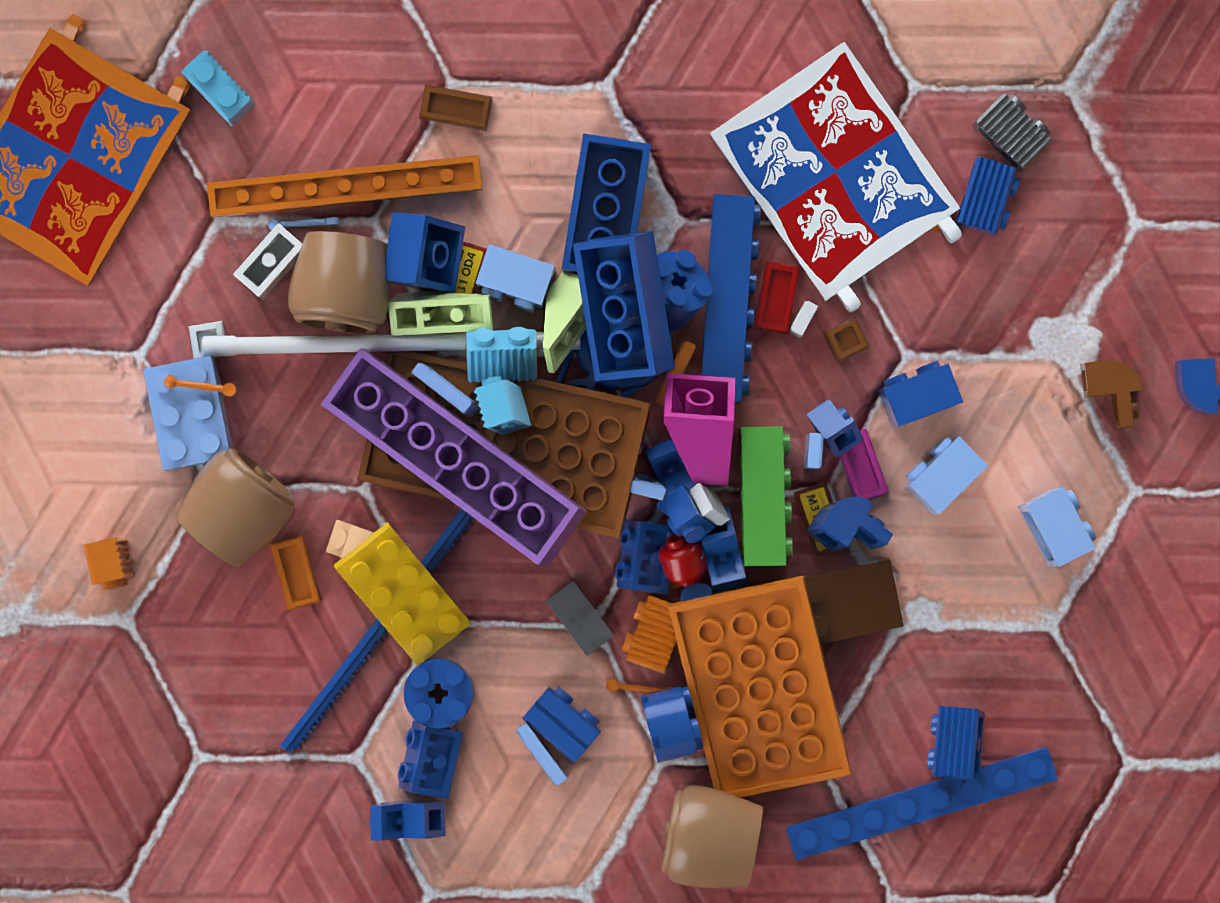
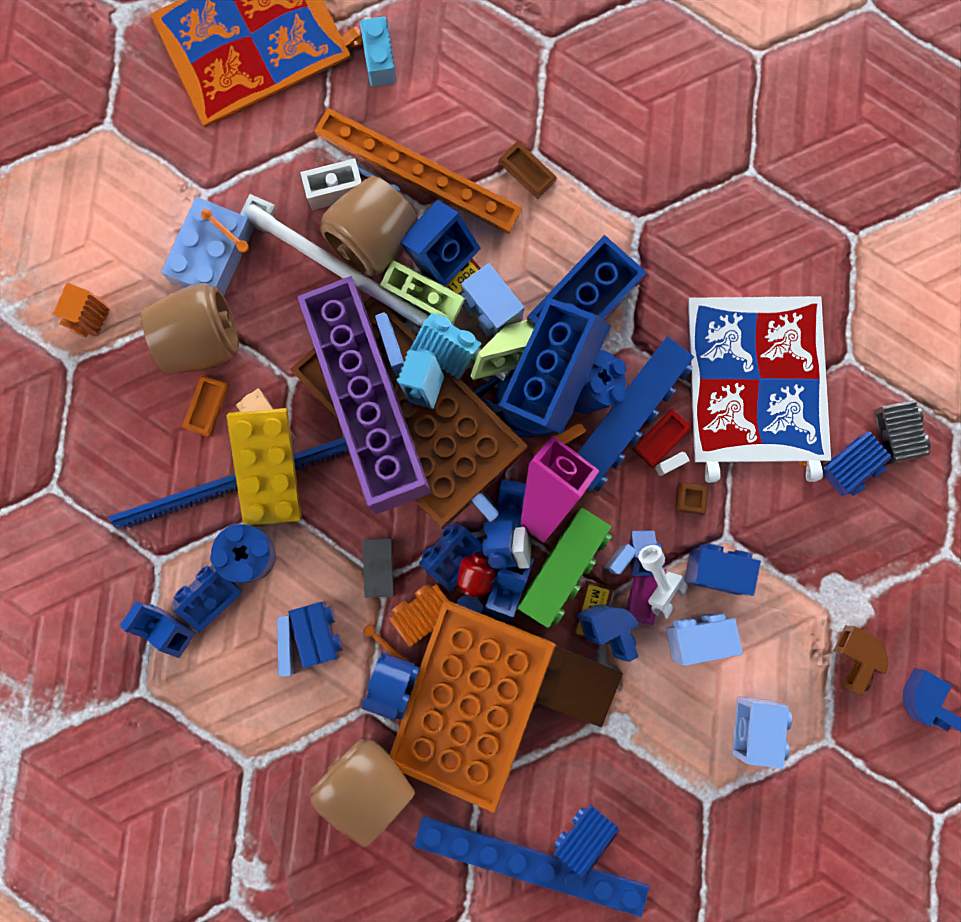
camera: 30 degrees right, 5 degrees down
(844, 431) = (668, 584): none -> white bar

